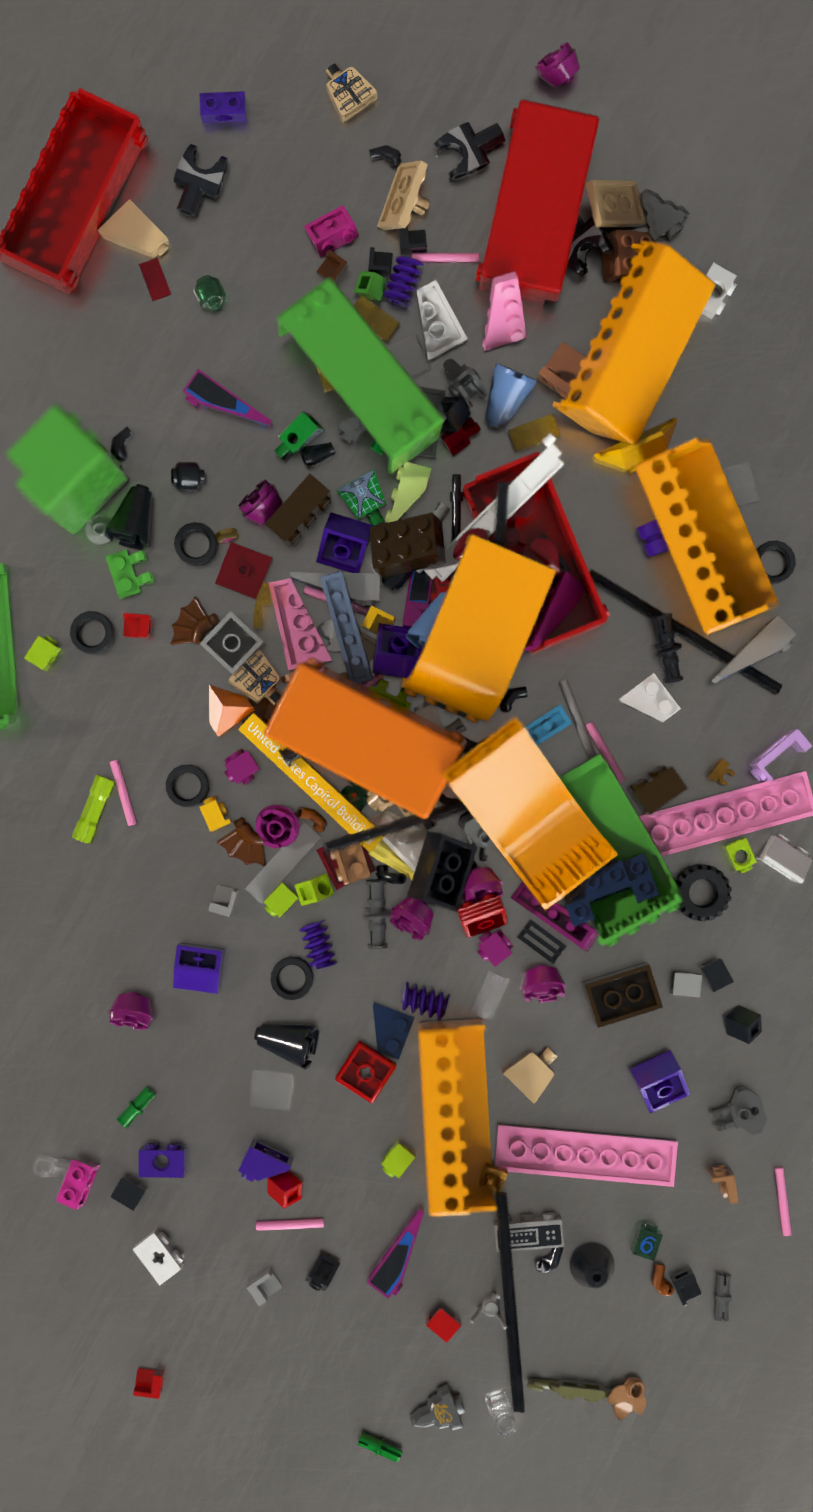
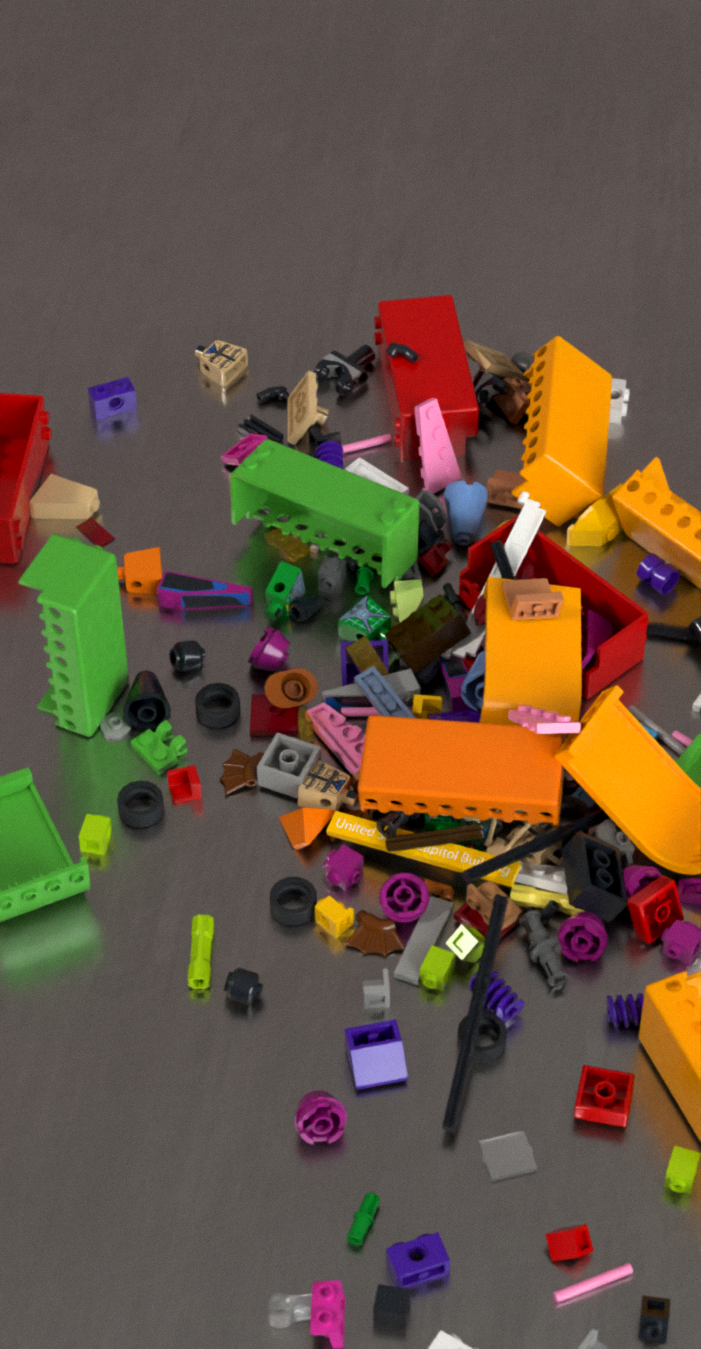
camera: 25 degrees left, 40 degrees down
(115, 860) = (243, 986): none -> black head
(122, 790) = (227, 932): bright pink bar -> none
(179, 353) = (141, 571): none -> orange torso
(198, 180) = (108, 452): black connector -> none
(209, 292) = (152, 521): clear green head -> none
(227, 535) = (246, 688): clear yellow tile -> none
(261, 563) = (291, 688): none -> dark orange piece
(263, 1162) = (535, 1213): dark purple slope -> none
(289, 1041) = (506, 1091): black cone -> none
(295, 959) = (475, 1014): none -> black axle
(299, 510) = (310, 639): dark brown brick -> none
(322, 783) = (434, 837): none -> dark brown axle
(344, 554) = (365, 656): none -> clear yellow slope
(346, 187) = (260, 427): none -> black tile
(391, 1029) = (610, 1049): dark blue wing -> none
(446, 736) = (543, 722): none -> bright pink wing
(499, 577) = (531, 599): none -> nougat bracket
(515, 187) = (404, 350): none -> black arm
(559, 66) = (399, 289): magenta cone -> none

